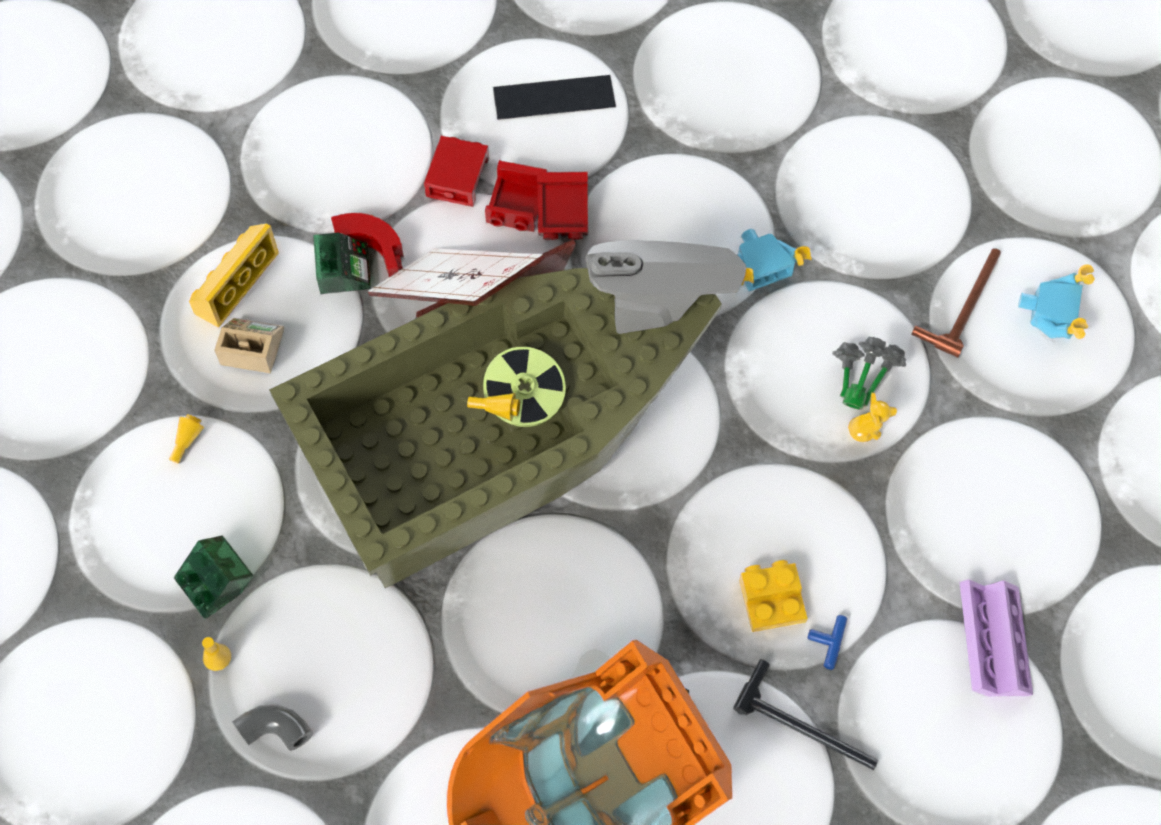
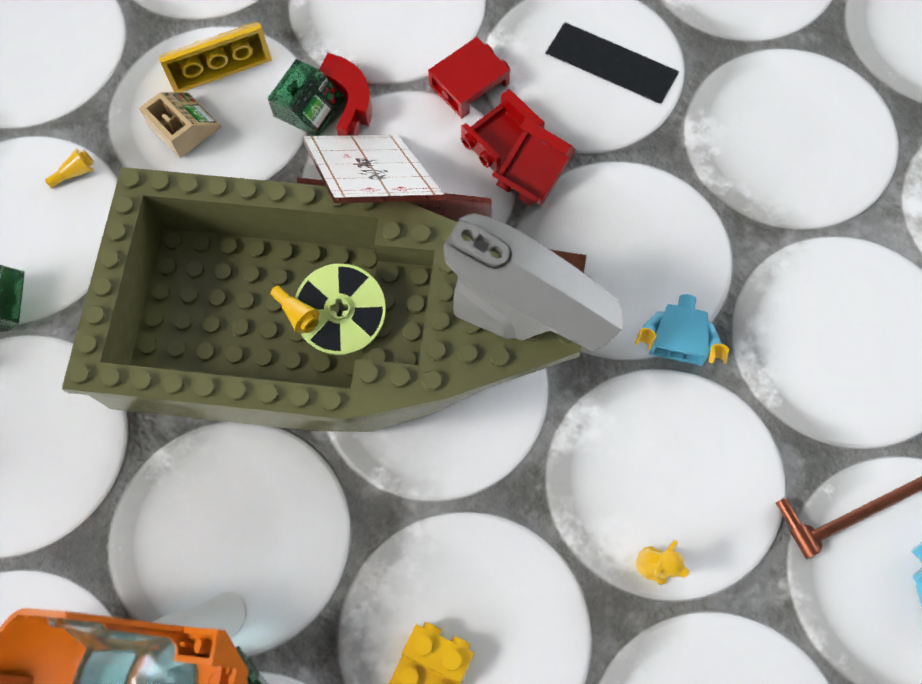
camera: 40 degrees right, 5 degrees up
(873, 347) = (712, 496): plant -> none

